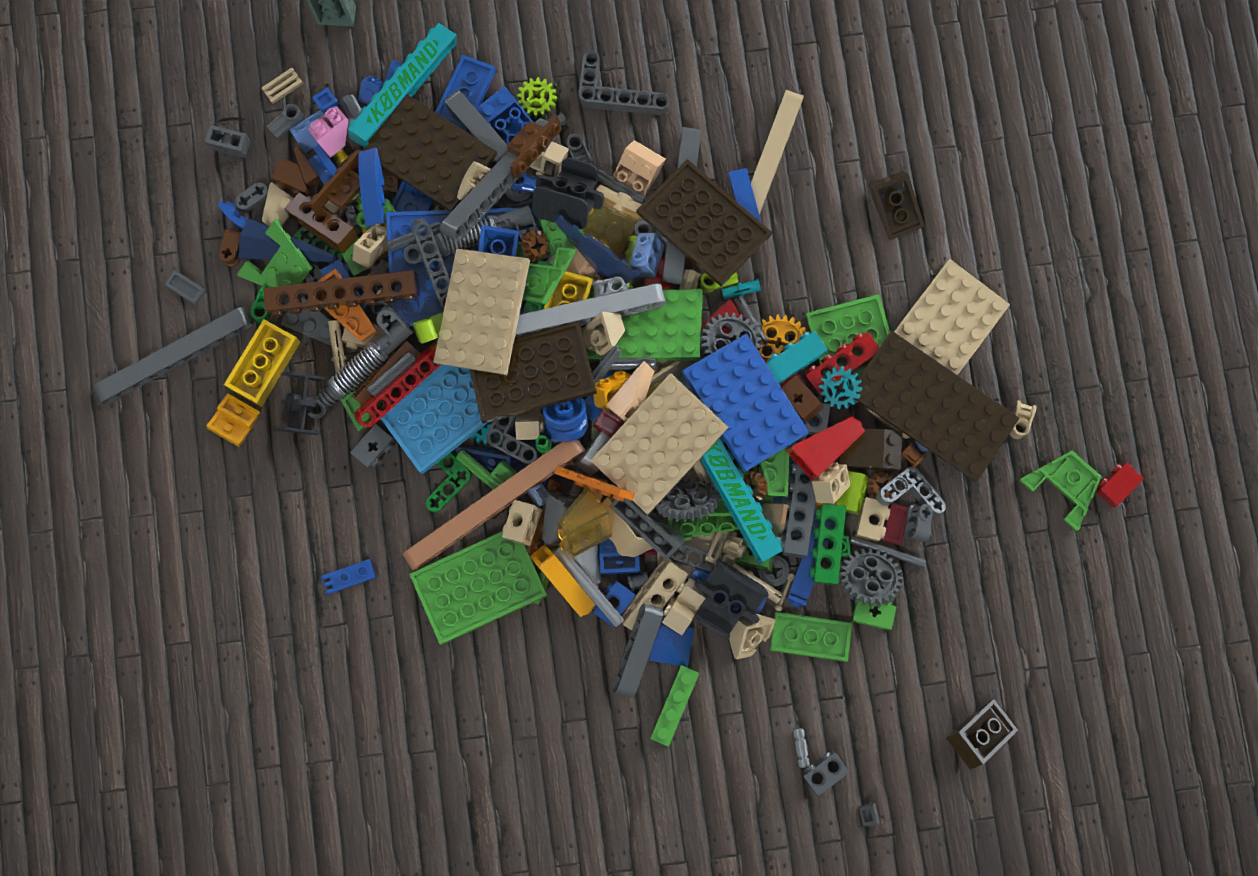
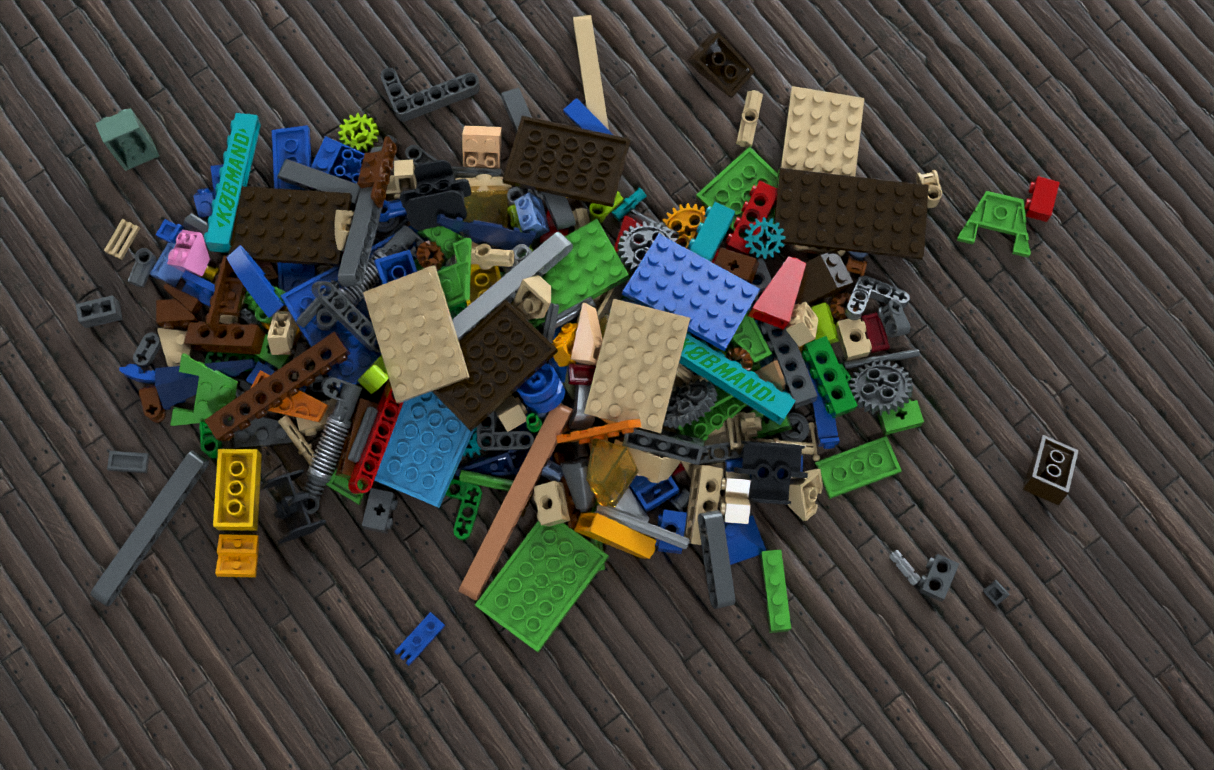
camera: 30 degrees left, 5 degrees down
(503, 472) = (509, 470): bright green tile -> none
(585, 274) = (488, 257): none -> tan piece
(901, 261) = (751, 109): none -> tan piece

